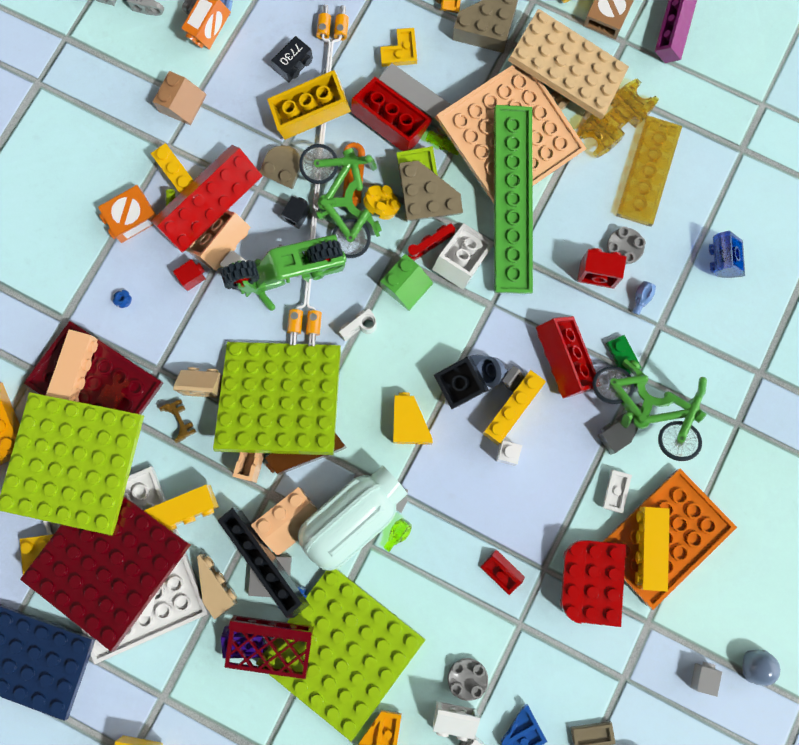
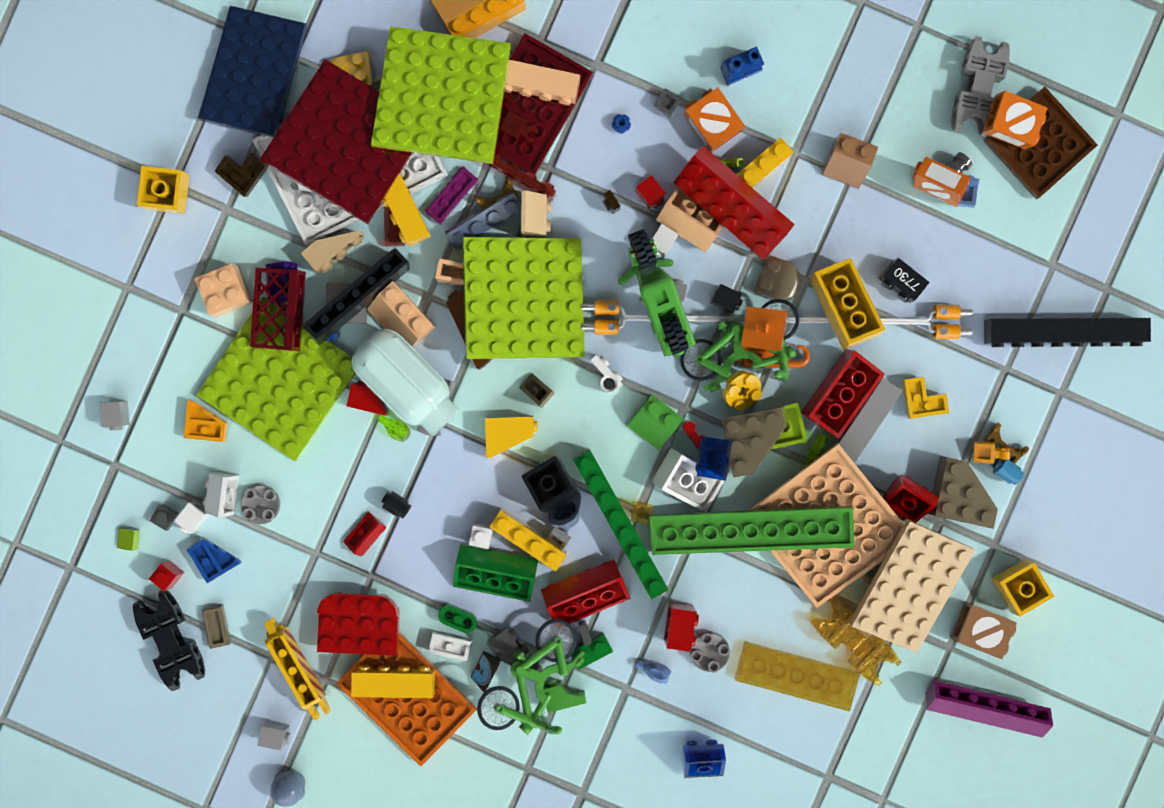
camera: 85 degrees right, 10 degrees up
(81, 185) = (742, 66): none -> blue hips
(107, 255) = (667, 102): none -> dark grey plate
(132, 676) = (242, 177): none -> dark brown plate
(164, 391) = (528, 179): none -> clear red plate
(173, 464) = (451, 195): none -> magenta tile
(195, 311) = (611, 202): none -> dark brown plate
(199, 433) = (484, 219): none -> sand blue plate
(202, 525) = (391, 232): none -> clear red plate
(245, 704) = (223, 290): none -> light nougat brick
(325, 175) = (764, 328): none -> orange piece
(366, 561) = (364, 399): none -> red slope
(370, 390) = (537, 390): none -> dark tan slope
(443, 226) = (713, 458): none -> clear blue bracket
(474, 537) = (396, 504): none -> black brick
(488, 61) = (909, 498): none -> red brick
(492, 301) = (641, 512): none -> clear yellow plate
(502, 319) = (620, 524): none -> green brick
(545, 442) = (495, 573): none -> green slope
(588, 482) = (457, 619): none -> green plate
(605, 359) = (586, 636): none -> dark grey tile
(637, 651) = (295, 668): none -> yellow hinge
(641, 456) = (485, 670): none -> slope
(668, 382) = (561, 696): none -> bright green arch

